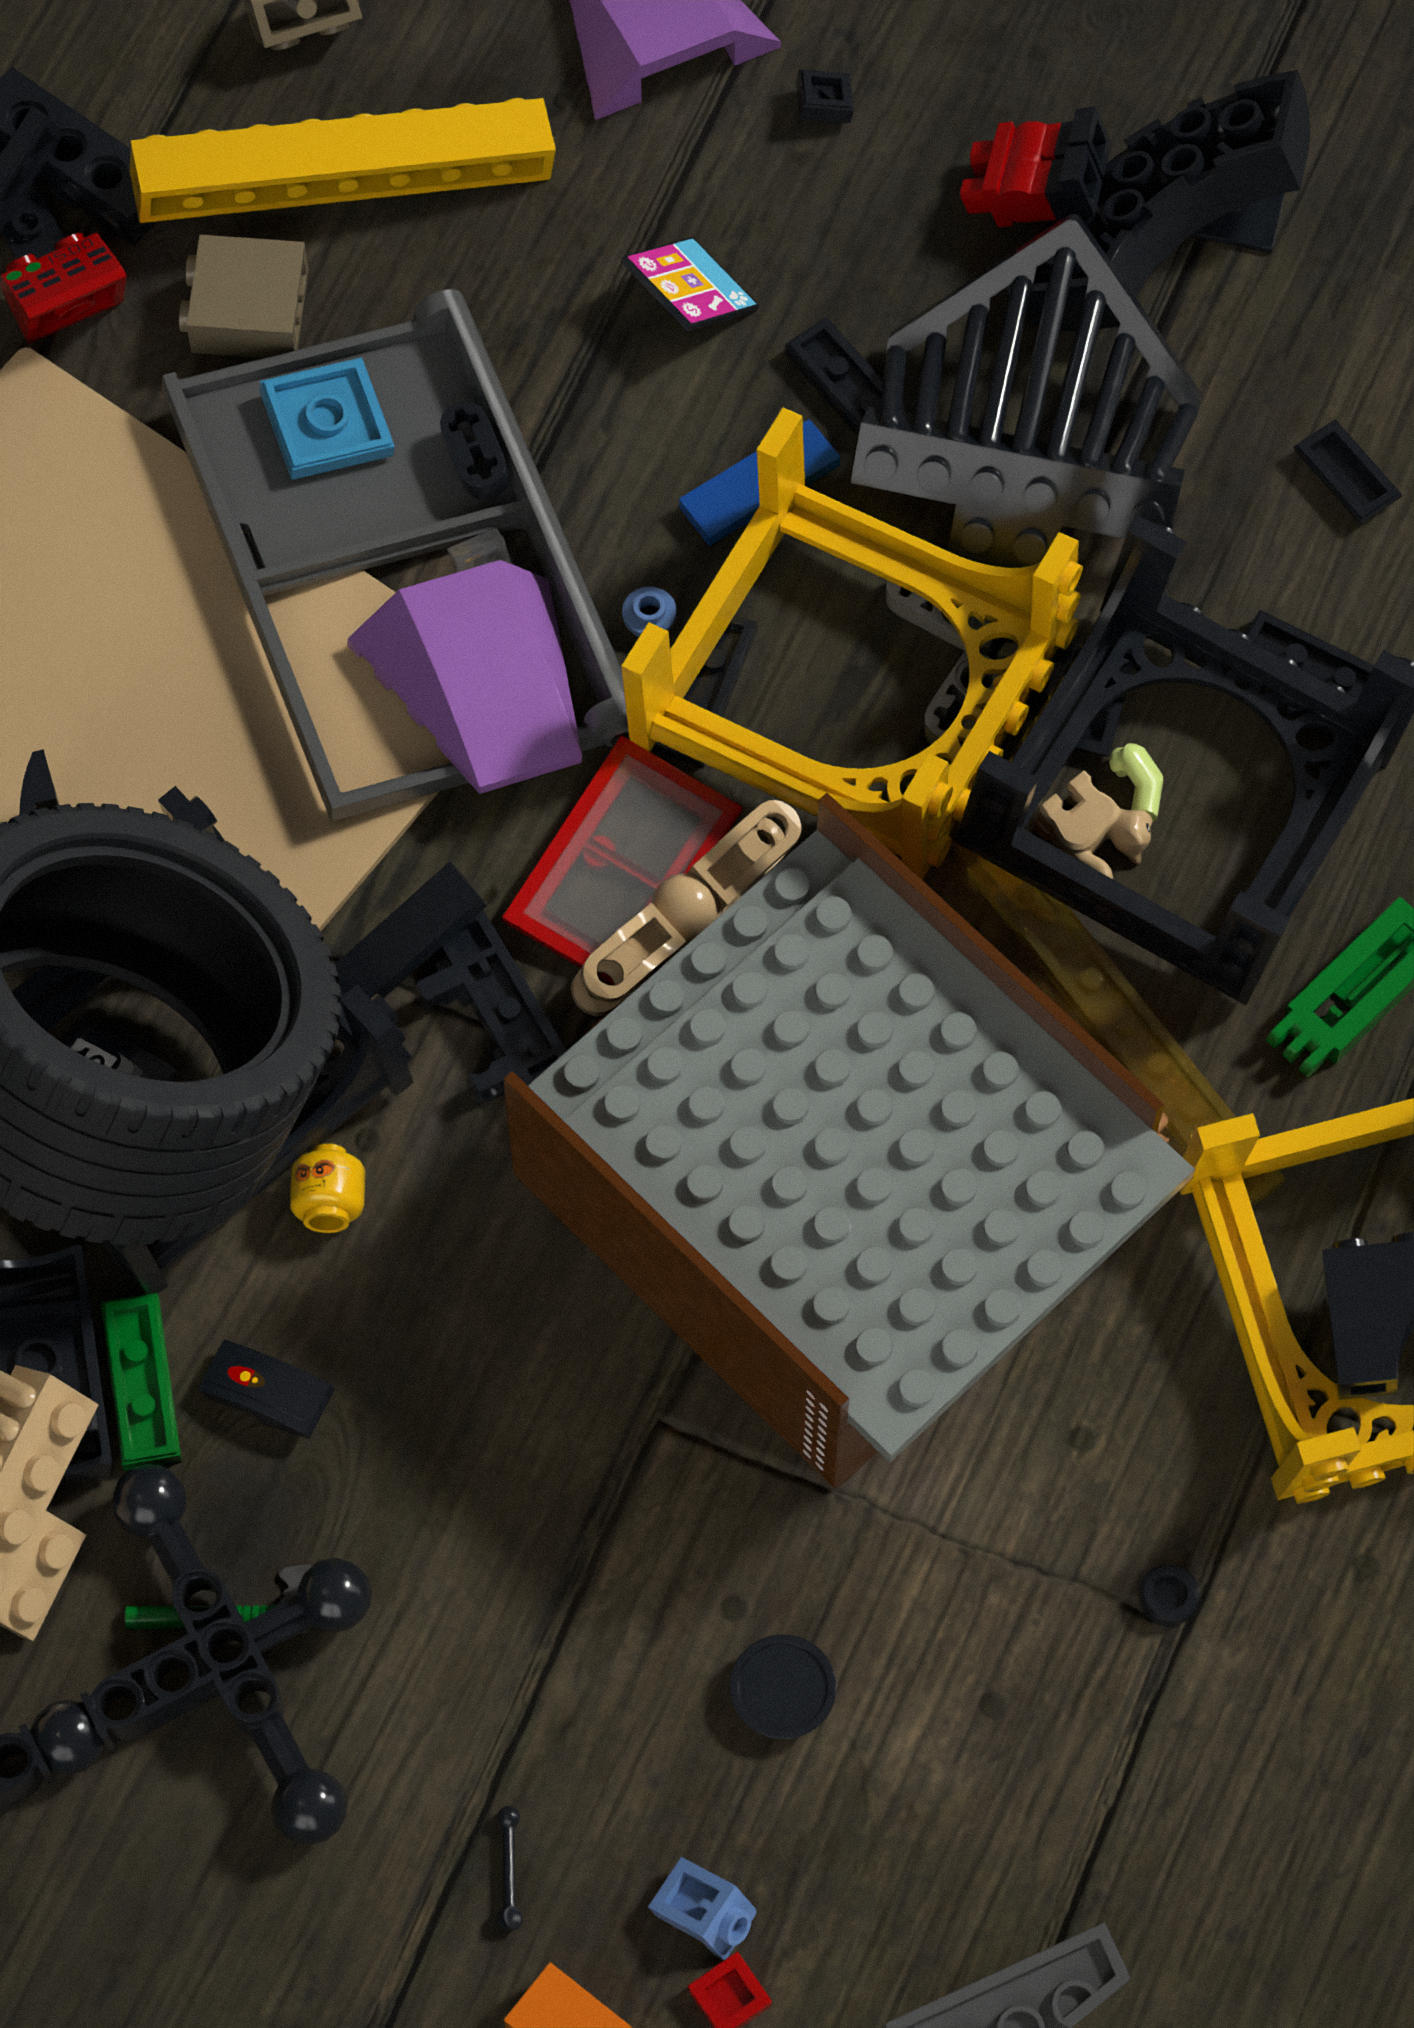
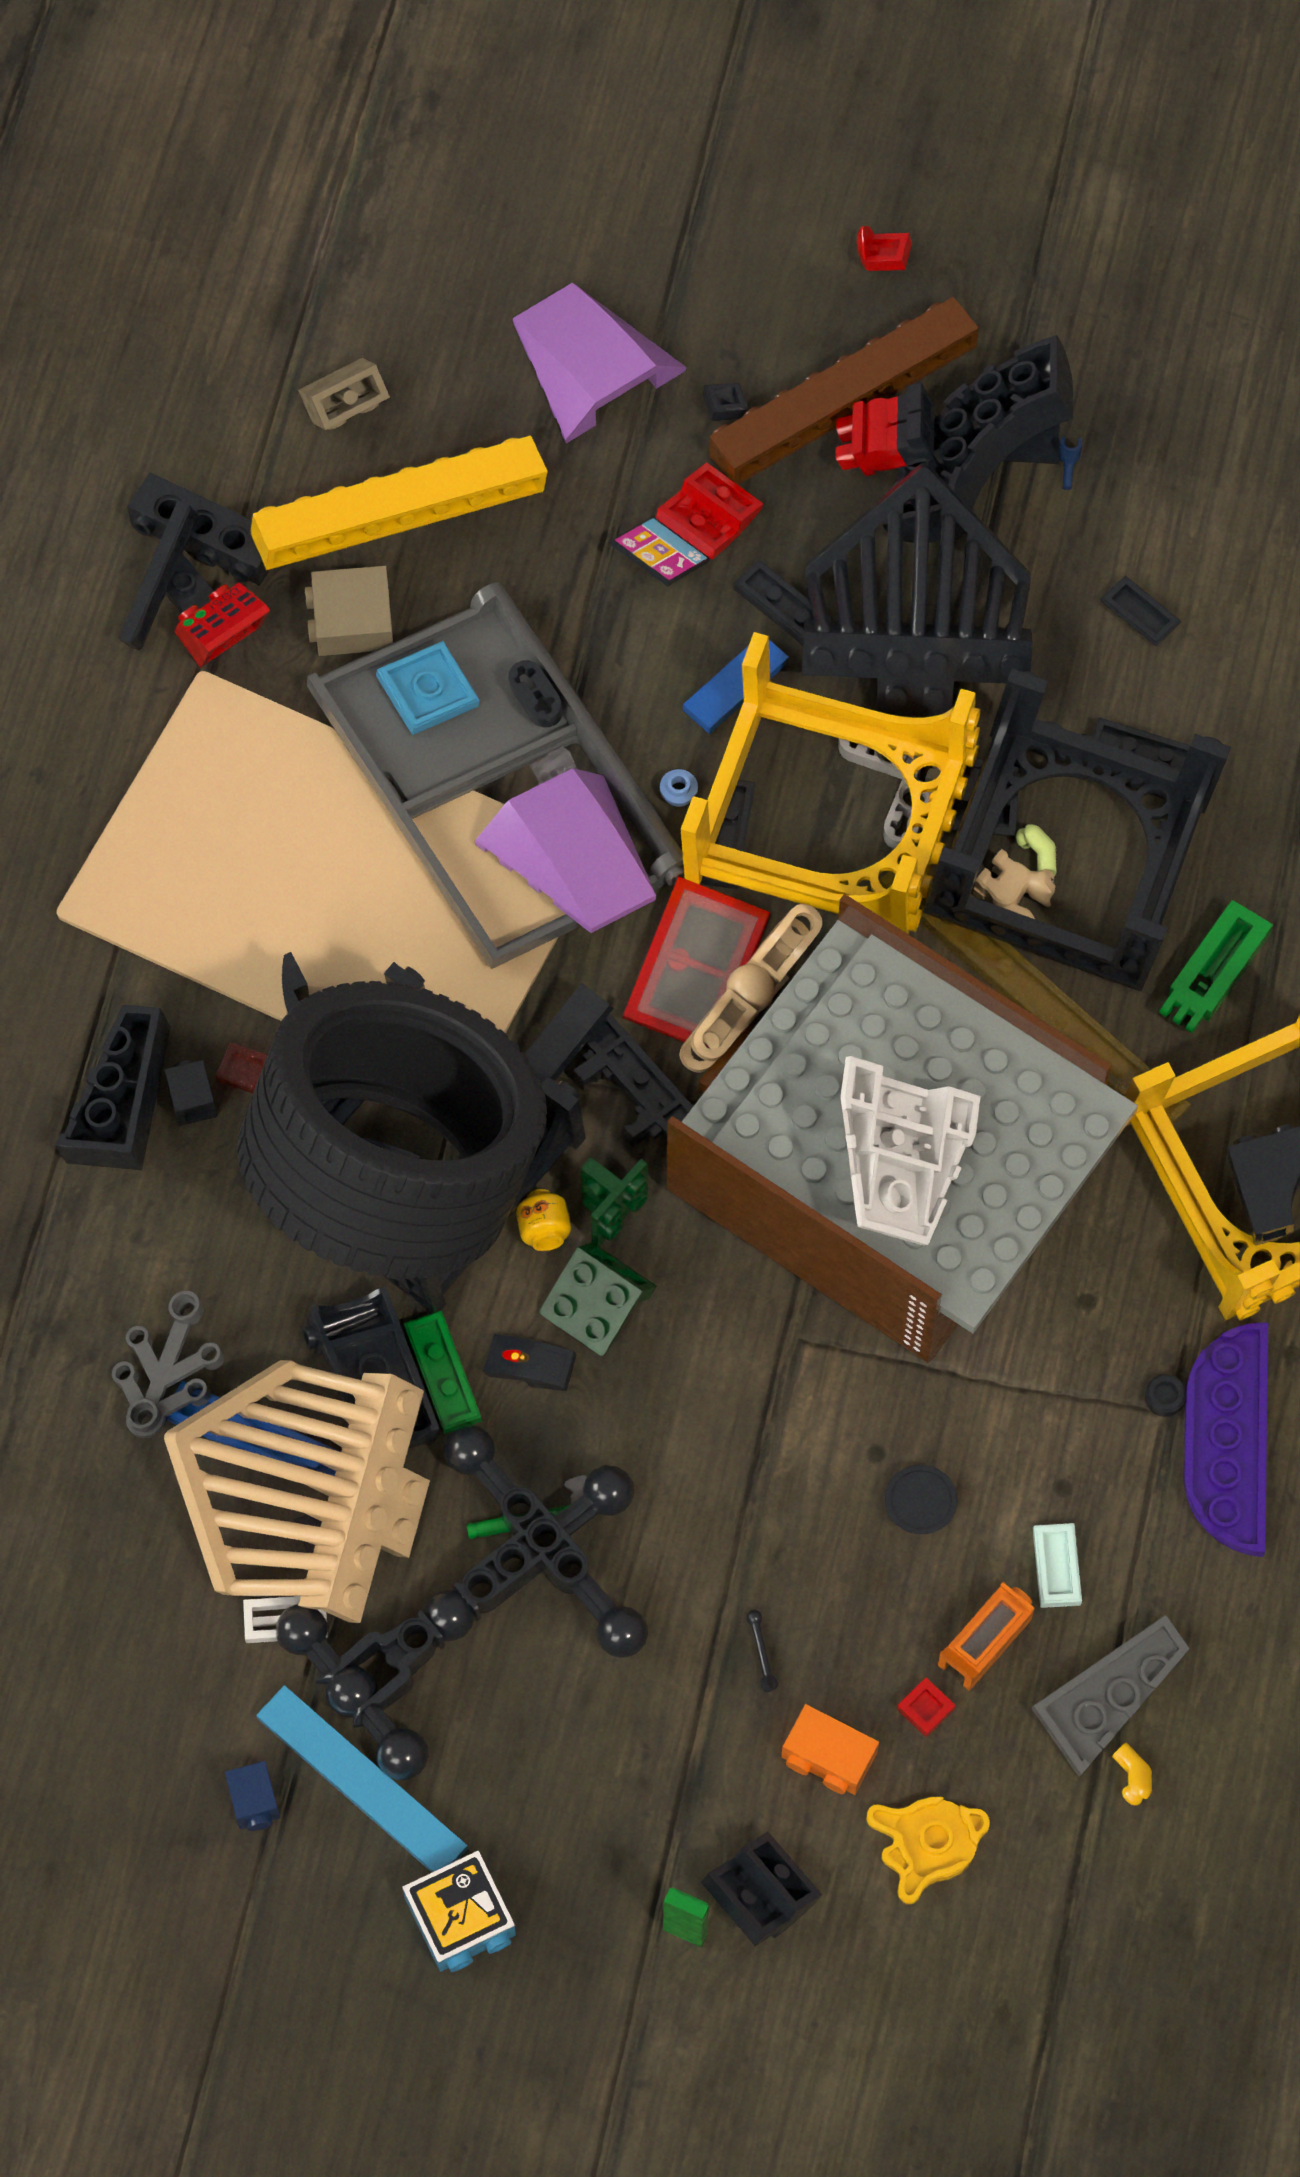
camera: 10 degrees left, 0 degrees up
(379, 1309) = (595, 1297): none -> dark green bracket
(427, 1176) = (612, 1198): none -> dark green bracket
(704, 1907) = (898, 1652): medium blue bracket -> none
(772, 240) = (709, 510): none -> red slope
(831, 1175) = (903, 1148): none -> white wedge
(840, 1904) = (988, 1634): none -> orange window
(941, 122) = (813, 407): none -> reddish brown brick
(963, 1818) = (1057, 1565): none -> light aqua tile
(1249, 1675) = (1229, 1438): none -> dark purple plate
(1288, 245) = (1069, 457): none -> dark blue hand

